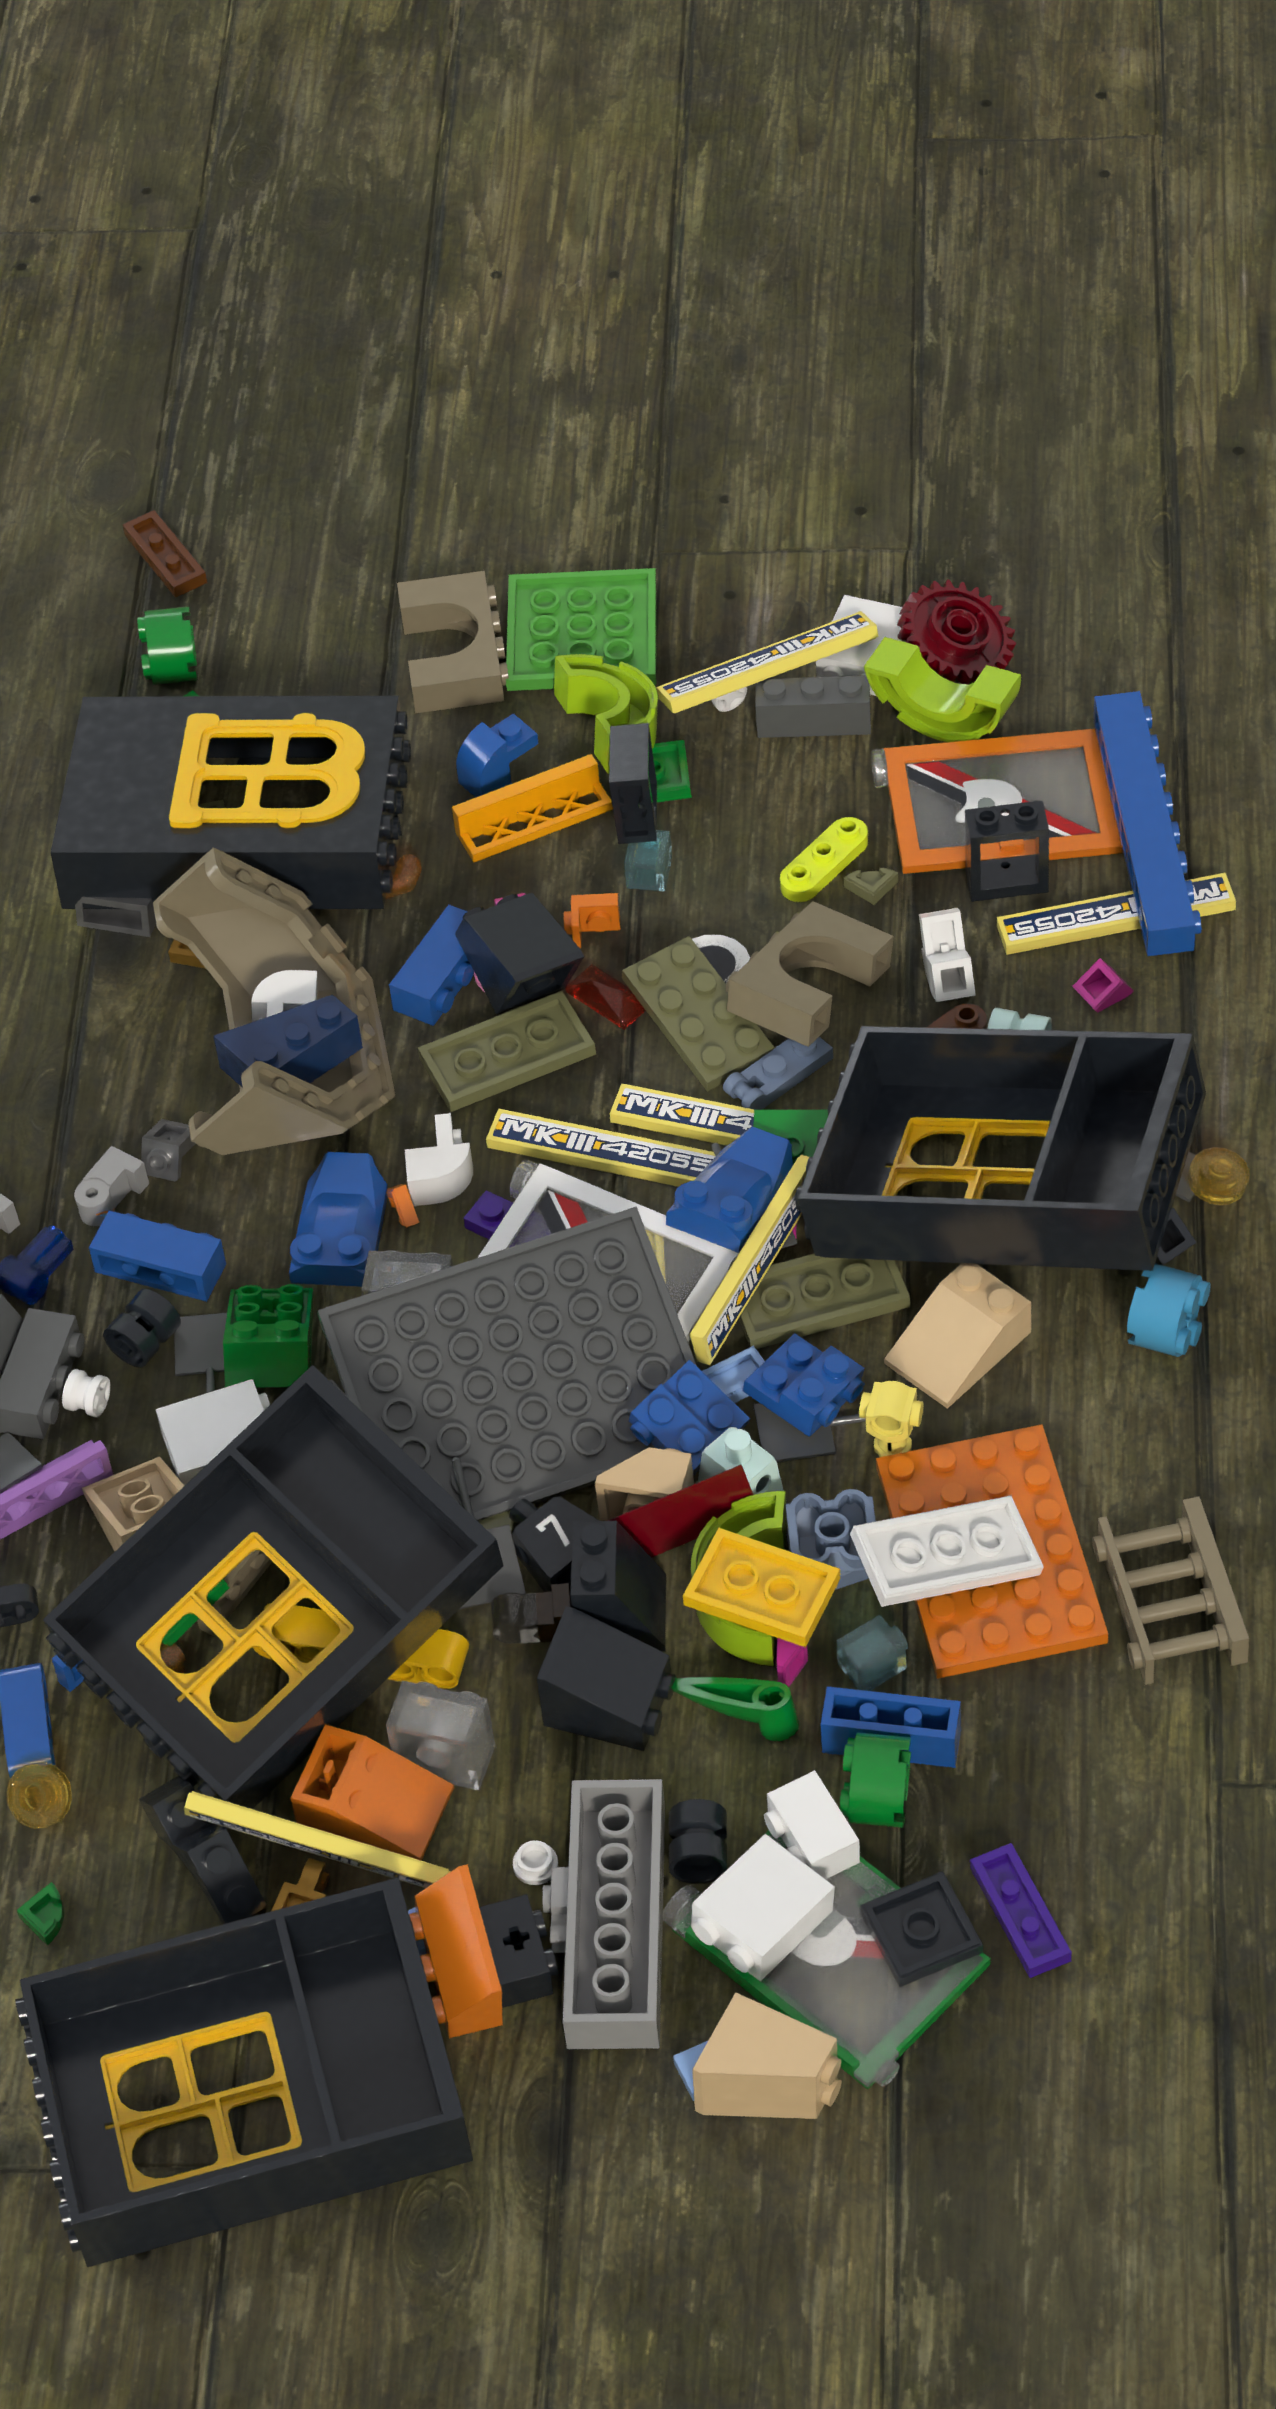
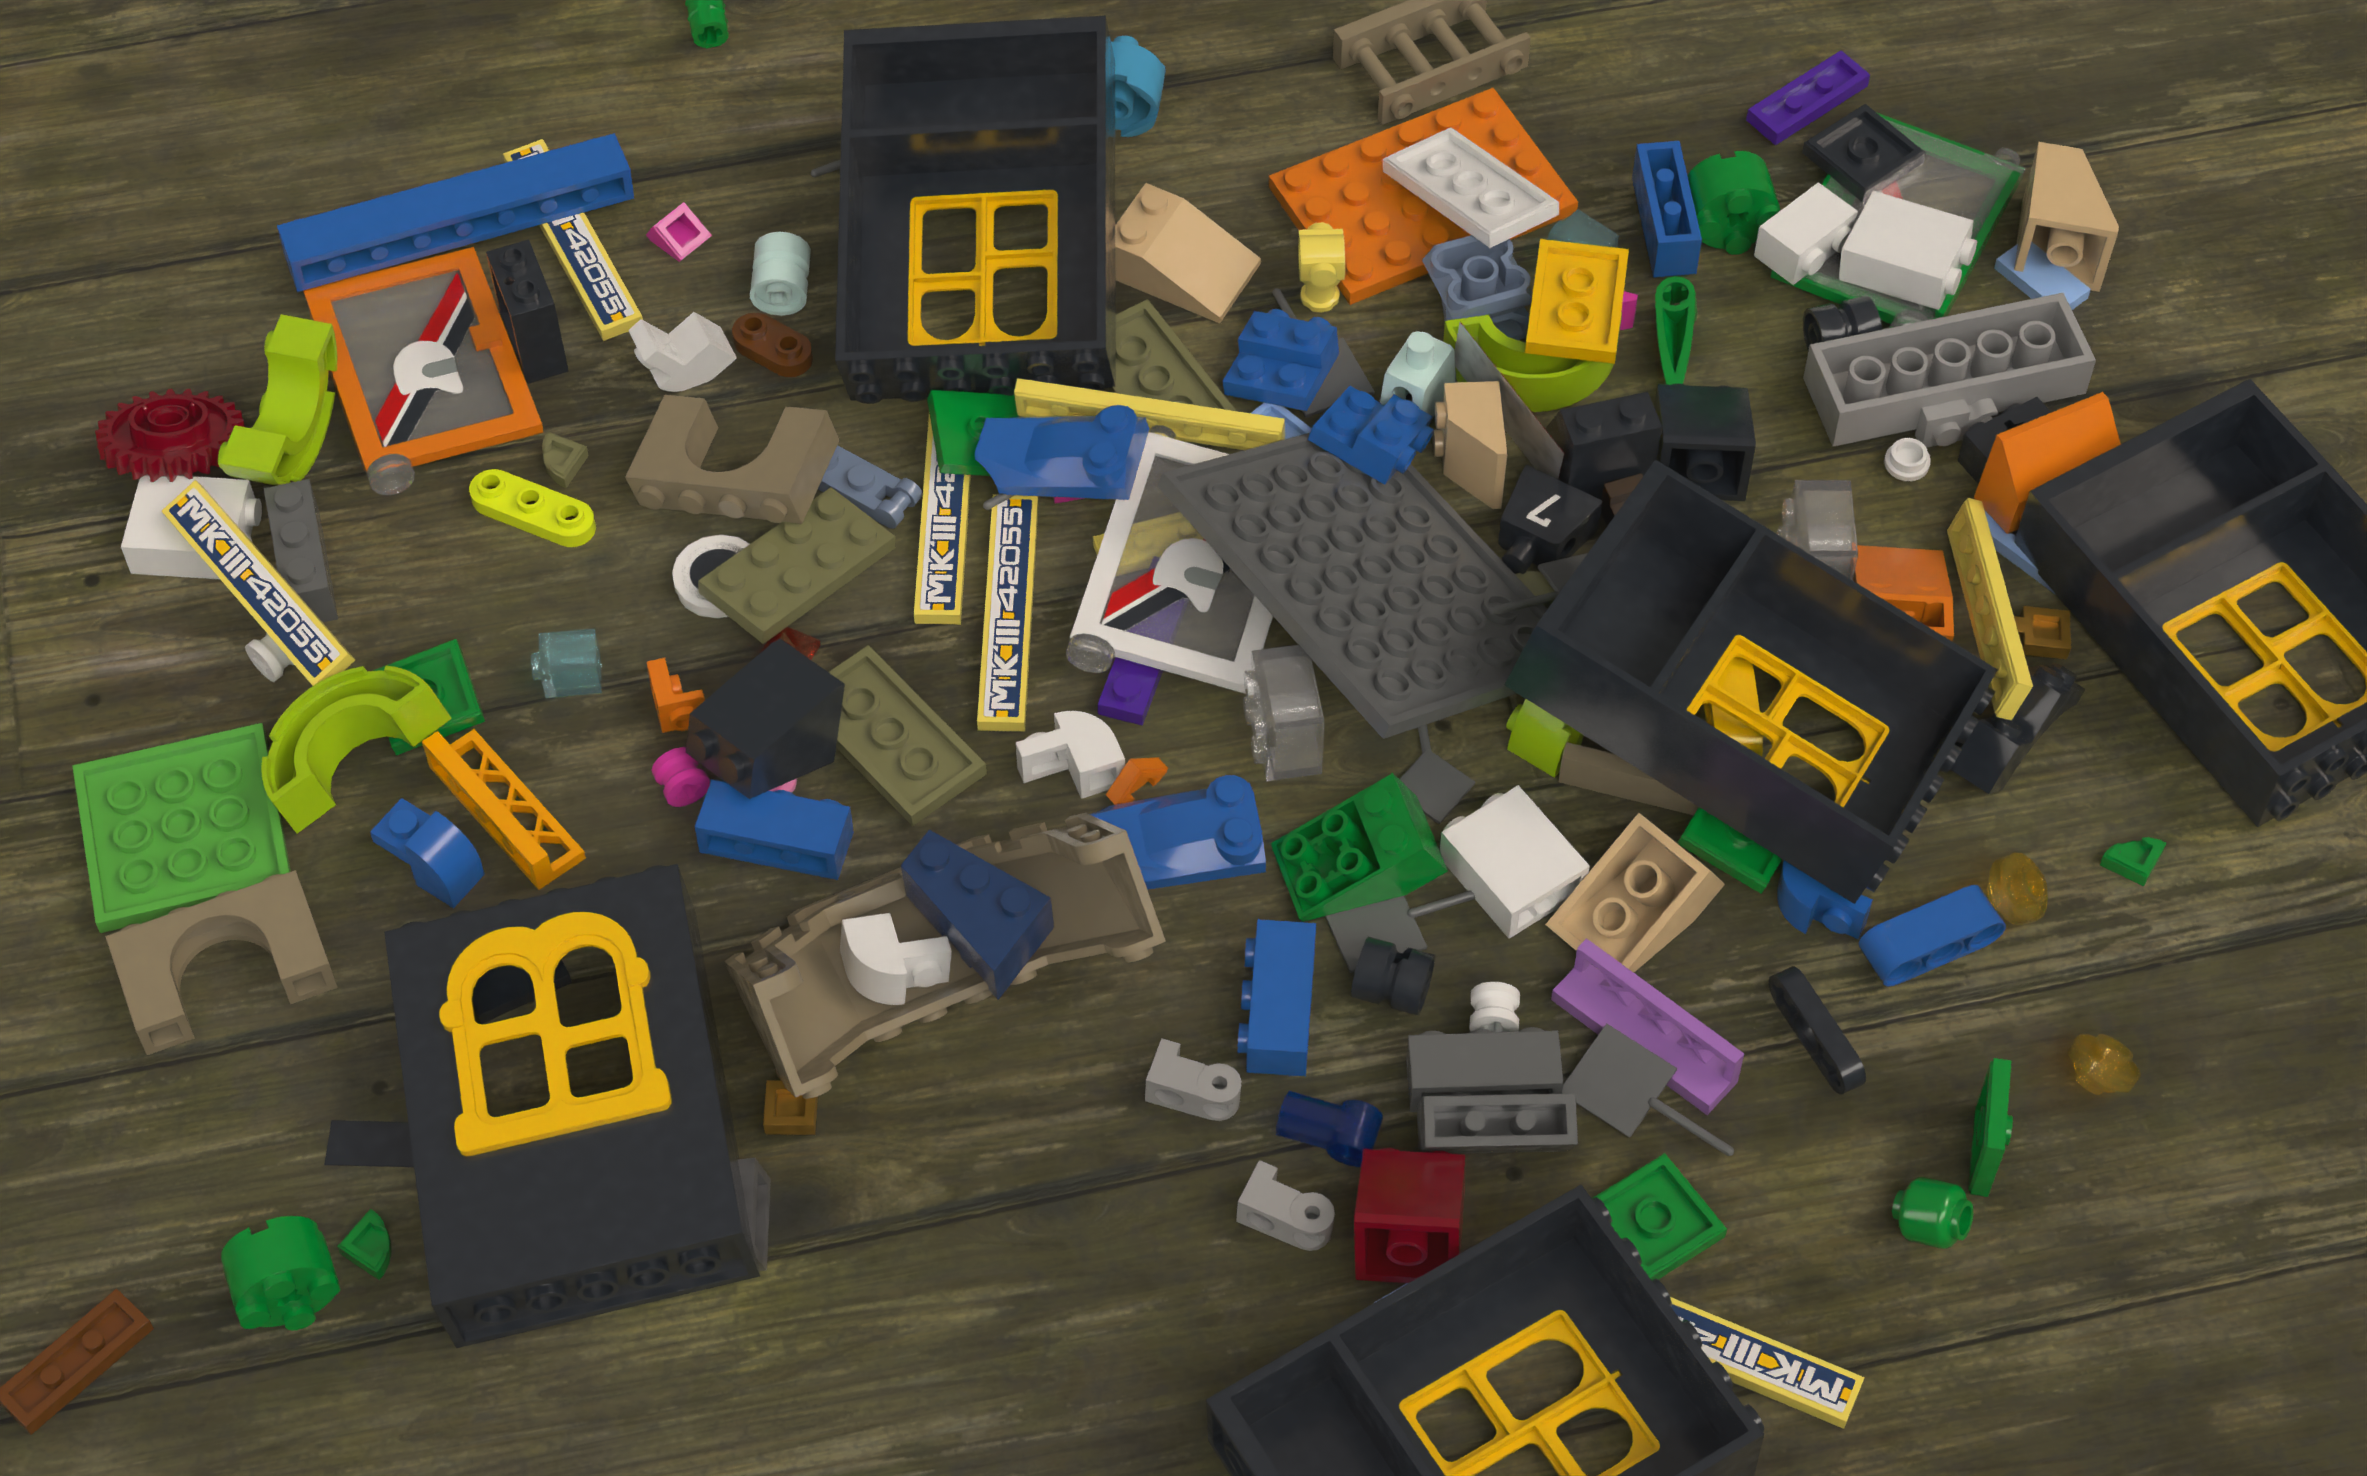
camera: 110 degrees left, 5 degrees up
(164, 1149) = (1115, 1036): flat silver bracket -> none
(633, 783) = (489, 632): black window -> none

